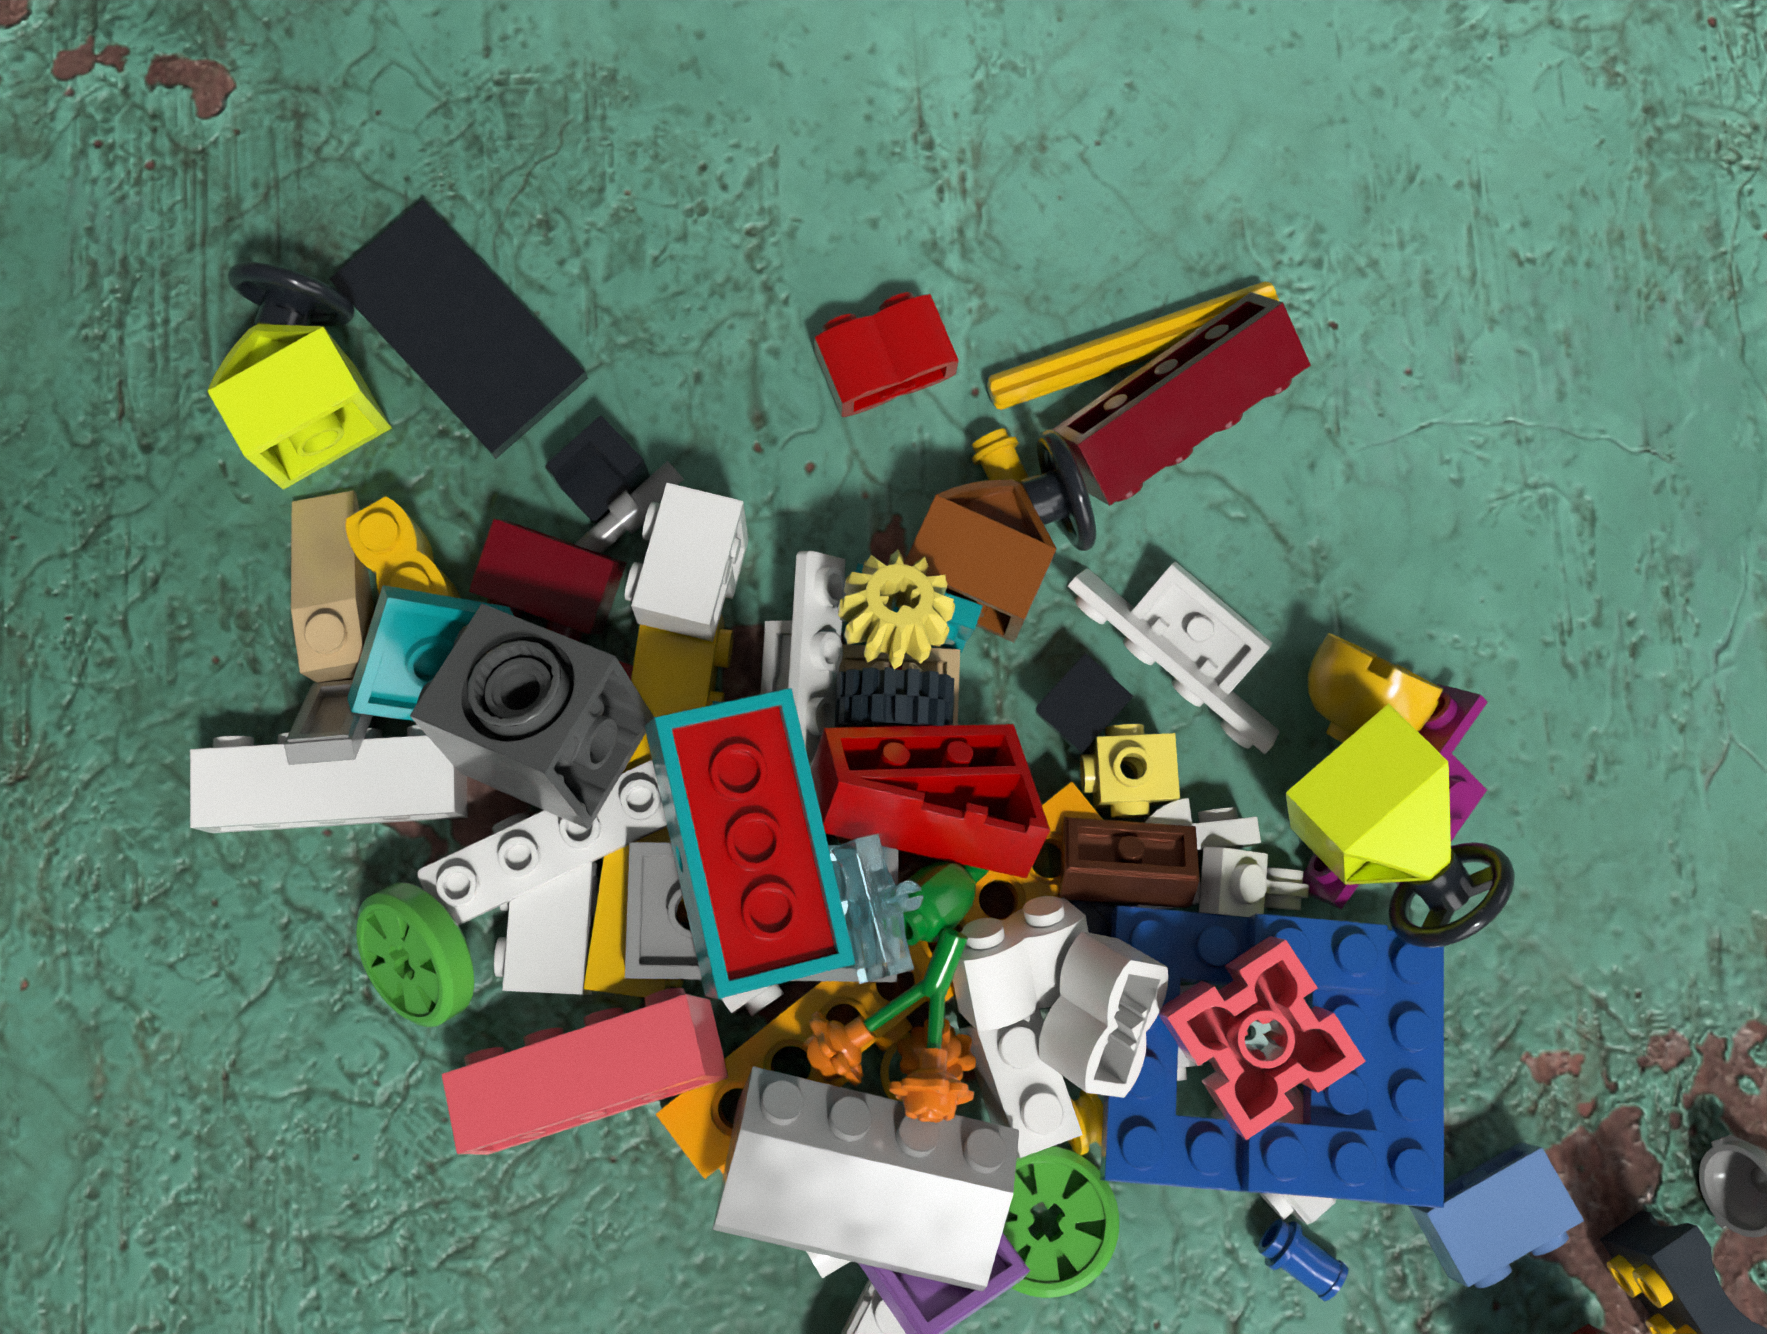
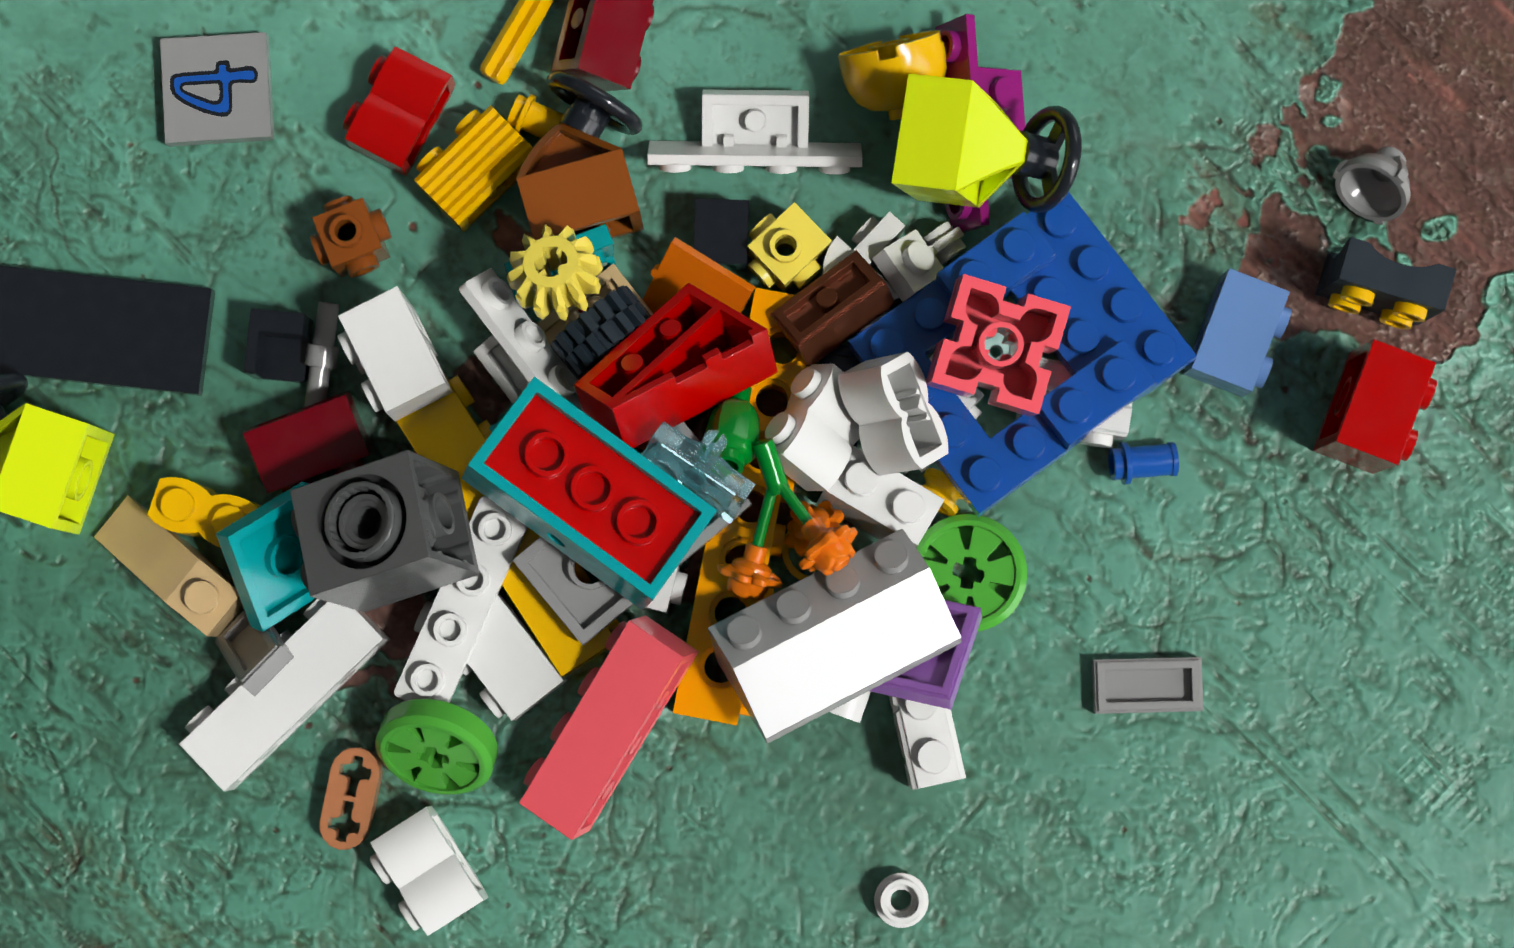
camera: 40 degrees left, 5 degrees up
(293, 921) = (338, 794): none -> nougat beam
(307, 1063) = (427, 870): none -> white brick
(743, 206) = (217, 89): none -> light grey tile
(749, 447) = (360, 253): none -> dark orange brick
(907, 458) = (473, 167): none -> yellow brick
(1026, 707) = (686, 265): none -> orange piece

